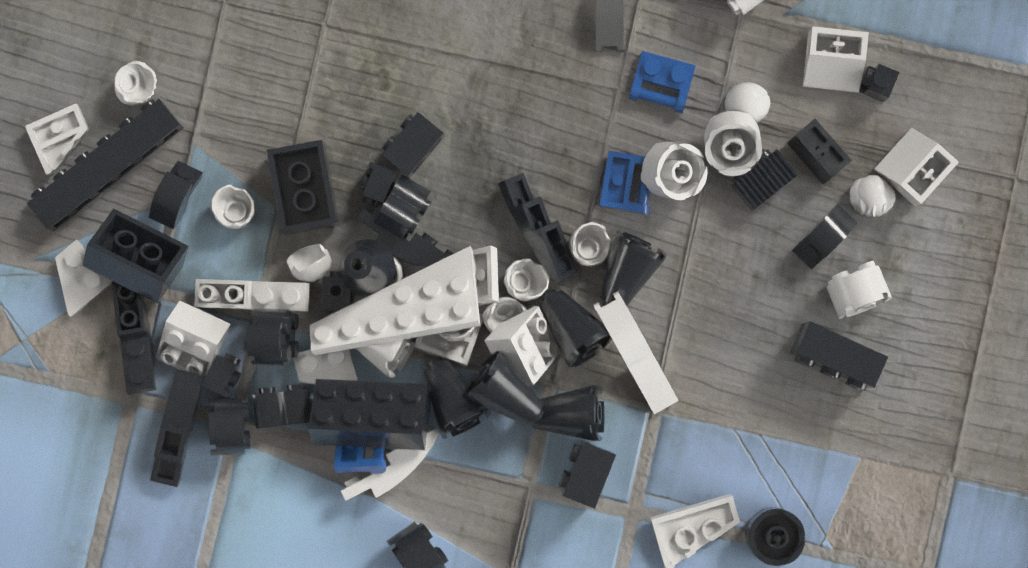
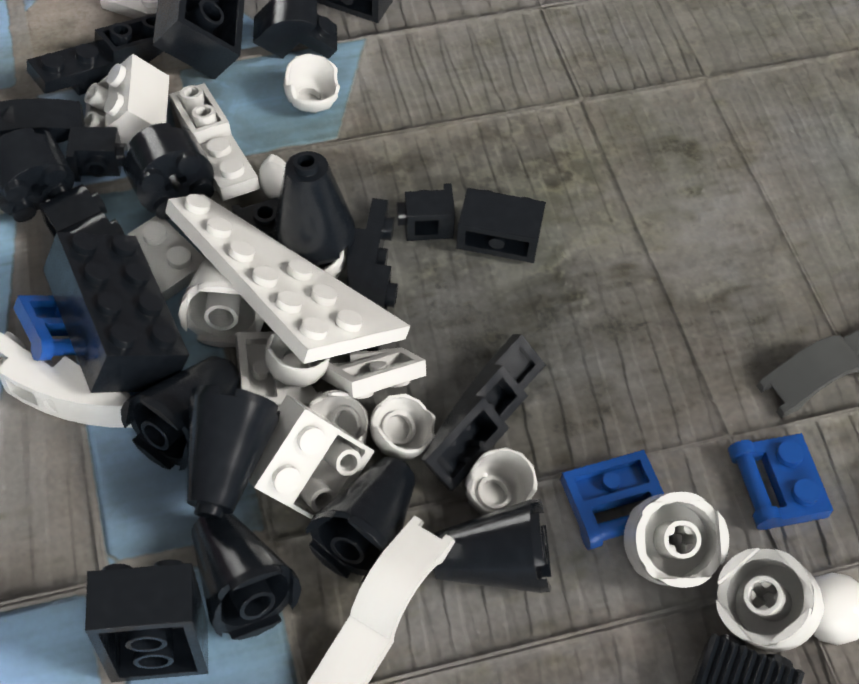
camera: 55 degrees right, 30 degrees down
(302, 187) = (377, 135): black brick -> none
(402, 207) = (415, 239): black brick -> none

